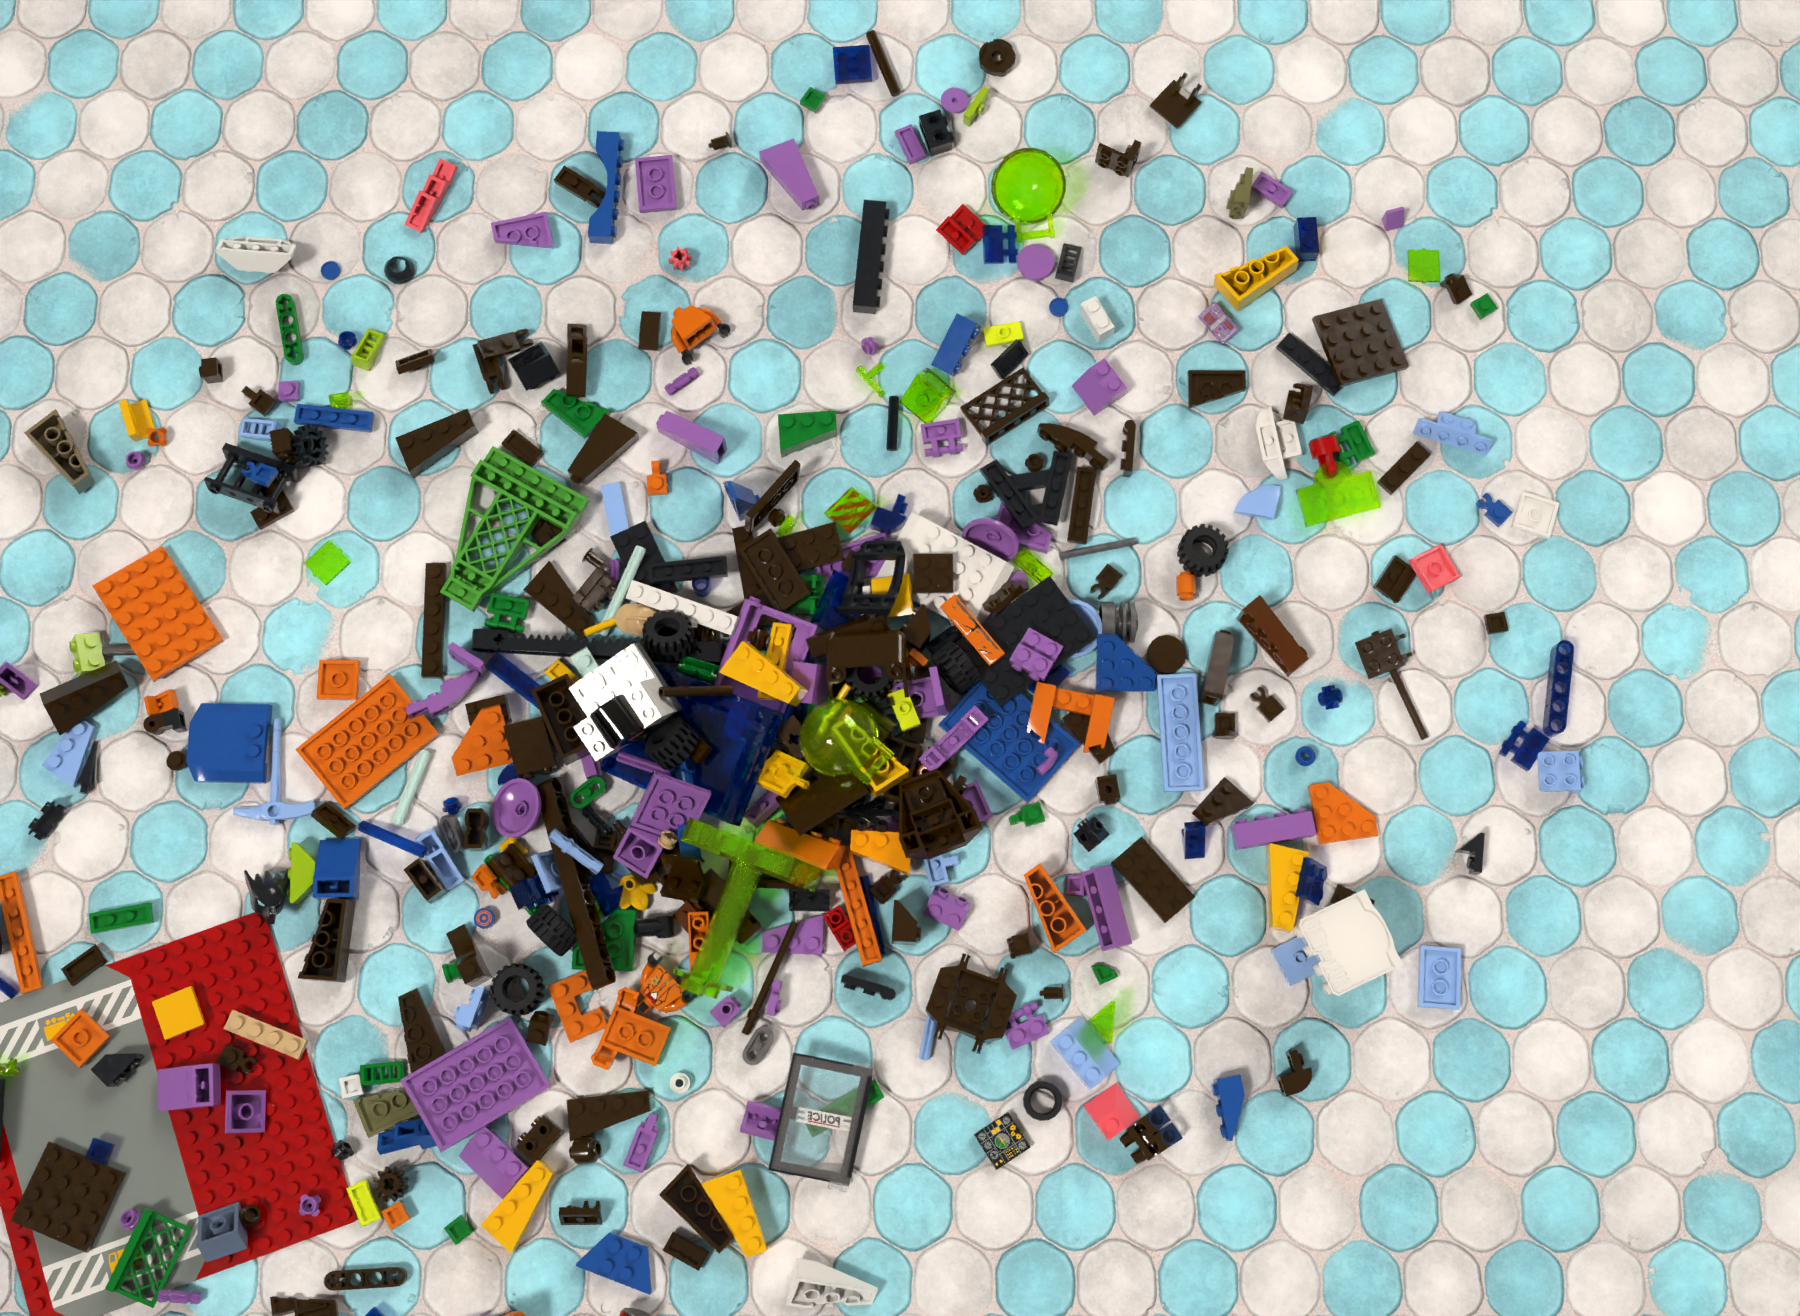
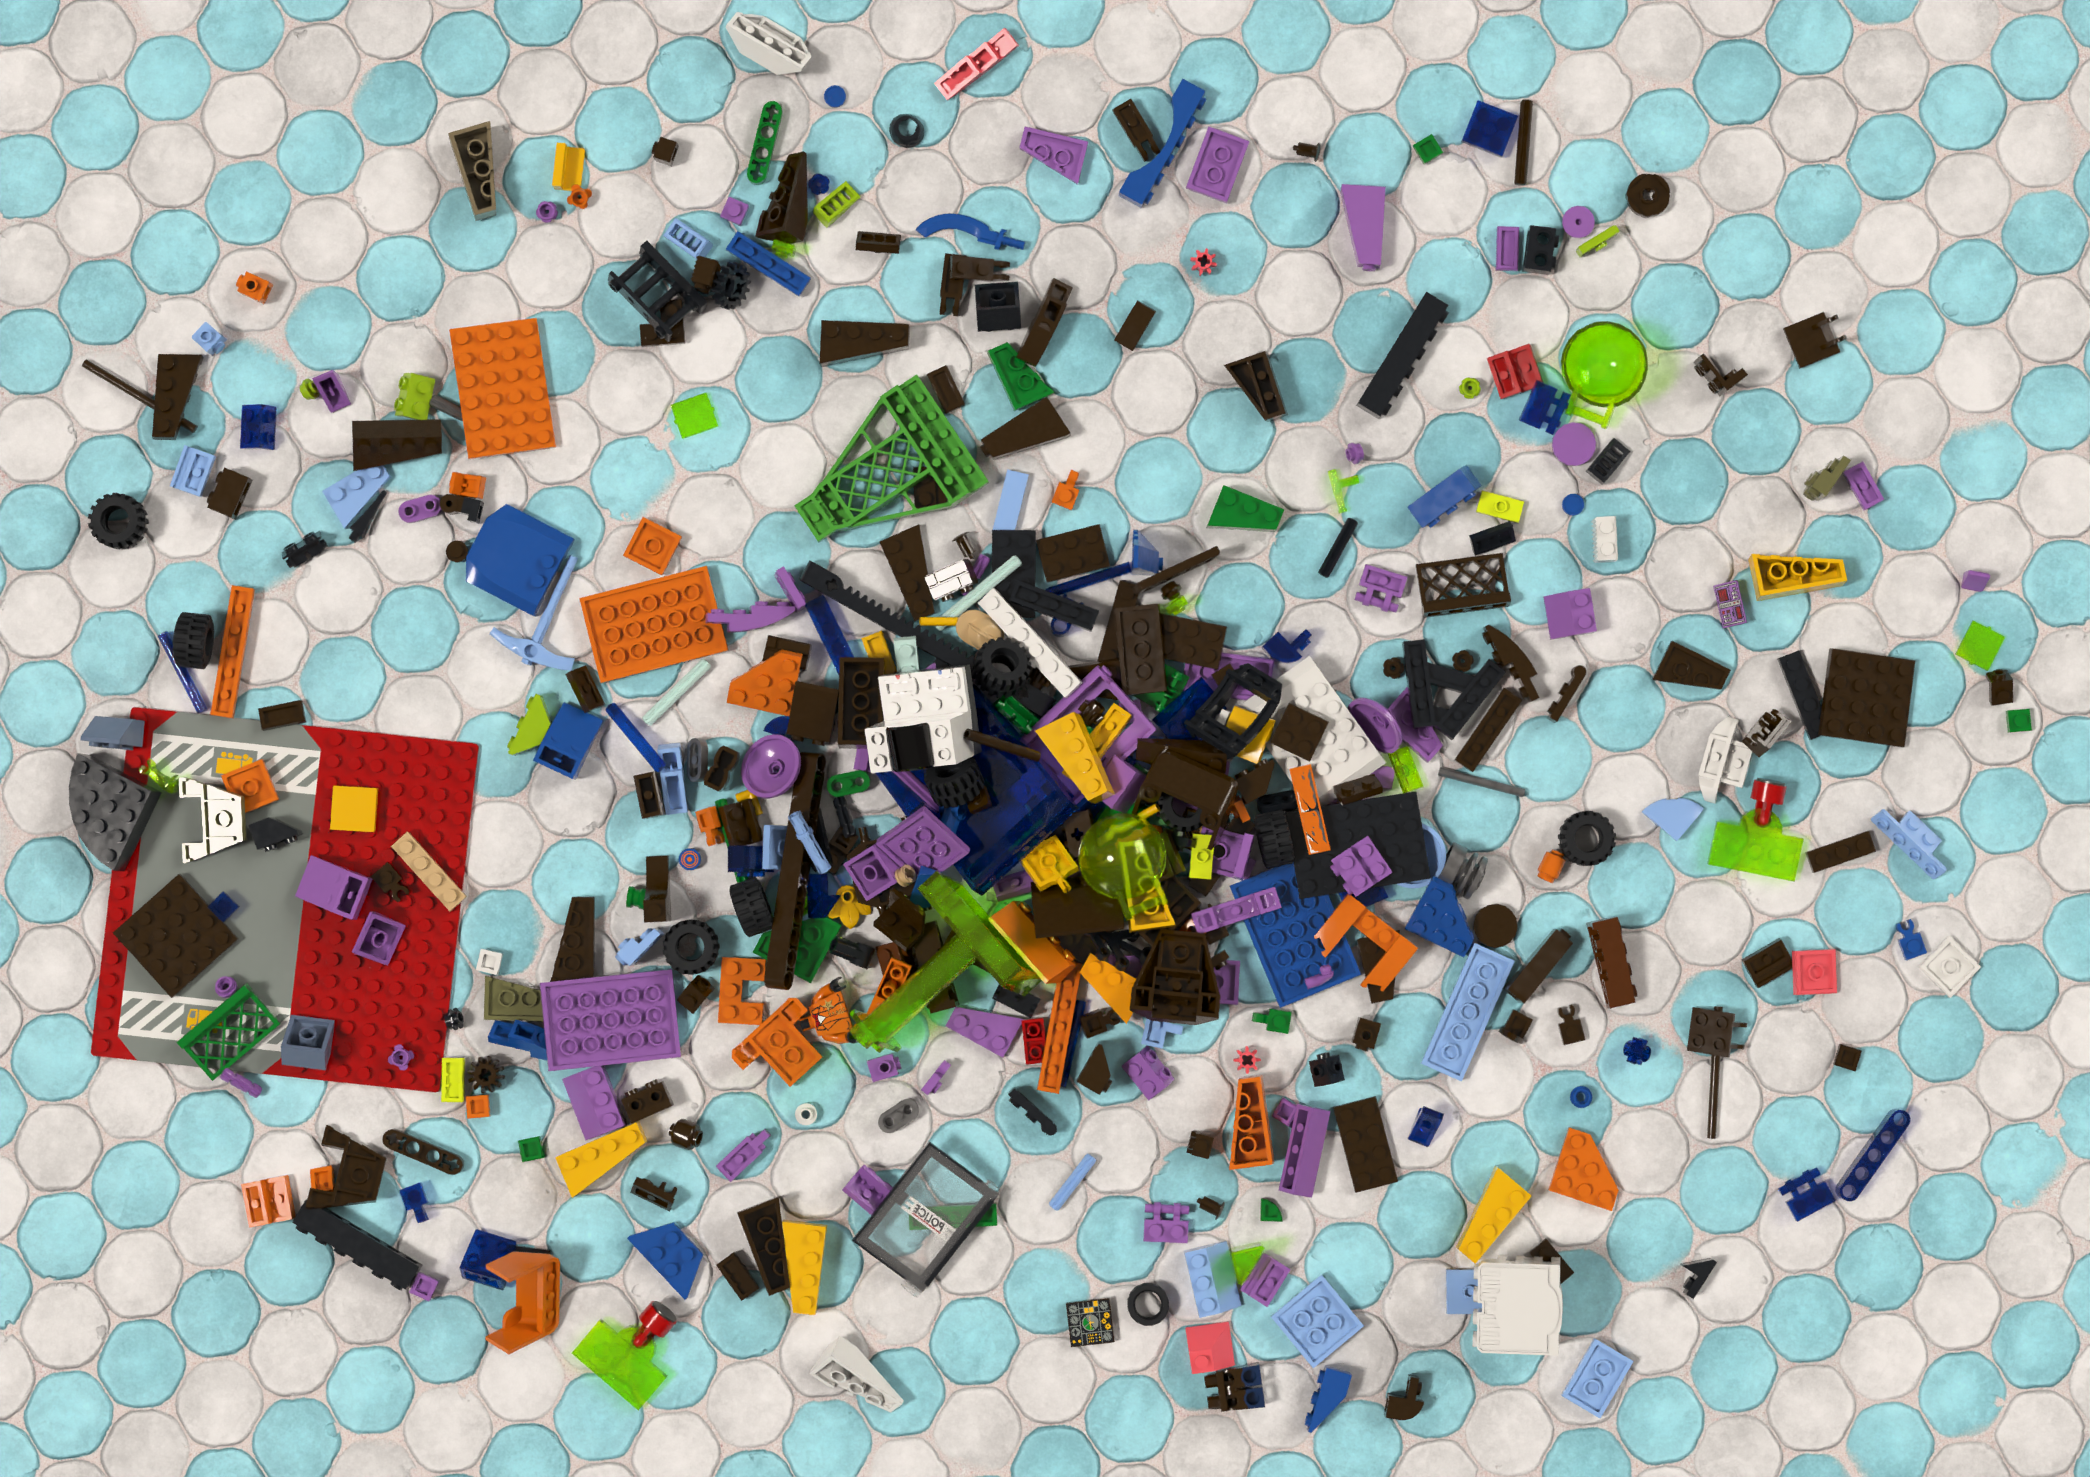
camera: 30 degrees right, 10 degrees up
(66, 1077) = (221, 818): none -> wing
(121, 918) = (337, 686): green plate -> none
(131, 742) = (420, 509): none -> medium lavender plate
(249, 1215) = (340, 1039): dark brown plate -> none
(259, 401) = (700, 209): dark brown plate -> none
(262, 474) = (669, 295): blue plate -> none
(269, 892) = (492, 731): black piece -> none
(330, 366) = (788, 209): none -> dark brown wedge
(331, 943) = (530, 812): dark brown wedge -> none
(364, 1073) = (506, 957): green slope -> none
(433, 621) = (774, 529): dark brown plate -> none
(452, 805) = (708, 731): clear blue plate -> none
(485, 316) = (968, 225): none -> blue sword
(509, 607) = (856, 553): green plate -> none
(600, 1112) = (716, 1104): dark brown wing -> none
(681, 381) = (1142, 396): medium lavender axle -> none
(684, 526) = (1073, 553): none -> dark brown plate
(692, 327) = (1181, 345): orange torso -> none
(692, 436) = (1124, 462): medium lavender slope -> none
(710, 537) = (1090, 579): none -> clear blue piece
(753, 1014) = (908, 1083): dark brown bar -> none
(767, 327) = (1260, 384): none -> dark brown wedge
(850, 510) = (1249, 620): clear neon green tile -> none
(927, 396) = (1388, 537): clear neon green slope -> none
(931, 253) = (1474, 383): none -> lime plate
(976, 988) = (1140, 1168): dark brown piece -> none
(1027, 855) = (1247, 1053): none -> coral gear
(1107, 580) = (1474, 819): dark brown plate -> none
(1128, 1031) = (1265, 1279): none -> medium lavender plate
(1188, 1045) = (1317, 1321): none -> light blue plate
(1221, 802) = (1471, 1103): dark brown wing -> none
(1272, 830) = (1509, 1155): medium lavender brick -> none
(1306, 239) = (1870, 558): clear blue brick -> none
(1311, 881) = (1519, 1224): clear blue plate -> none
(1357, 442) = (1807, 801): green plate -> none
(1560, 771) = (1827, 1238): light blue bracket -> none

